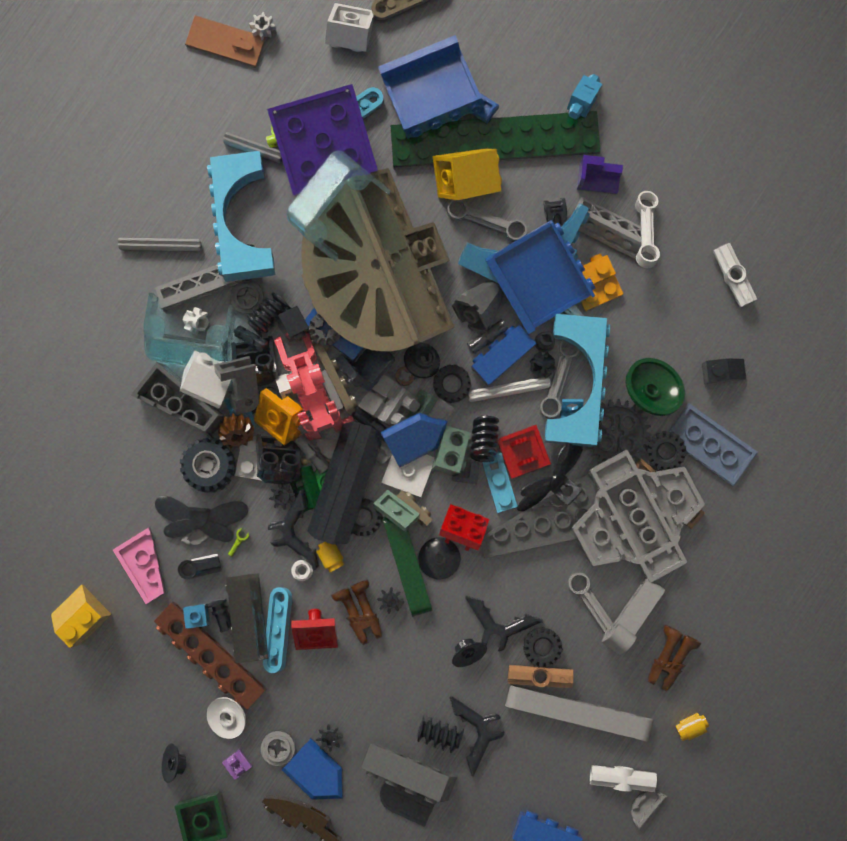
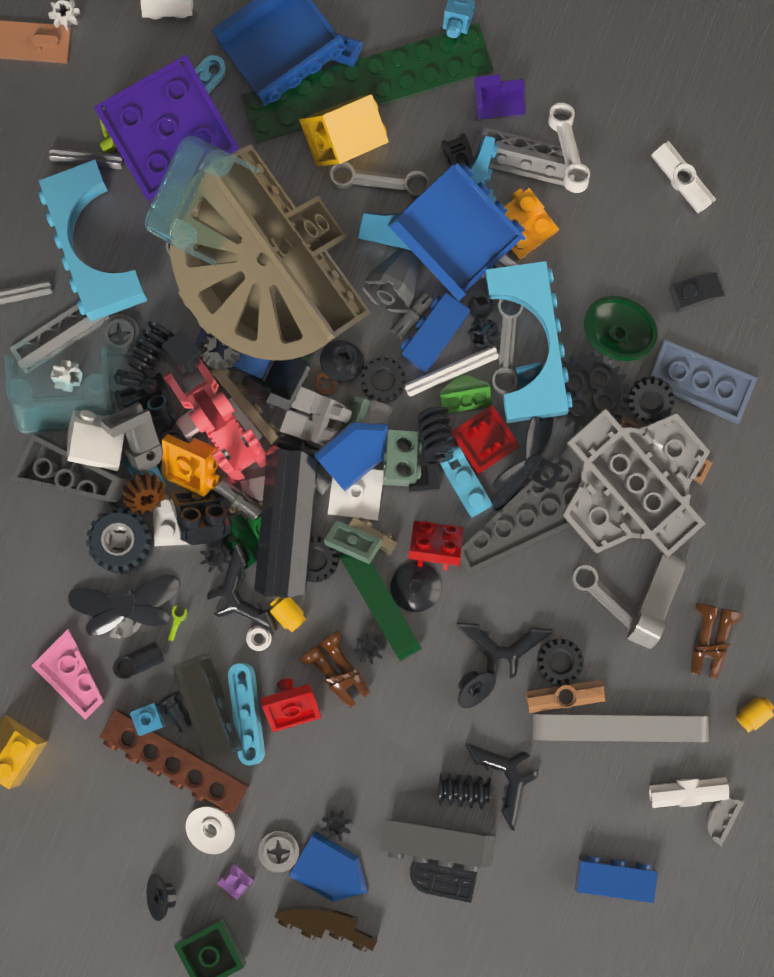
camera: 10 degrees left, 0 degrees up
(516, 411) = (466, 394): none -> bright green slope

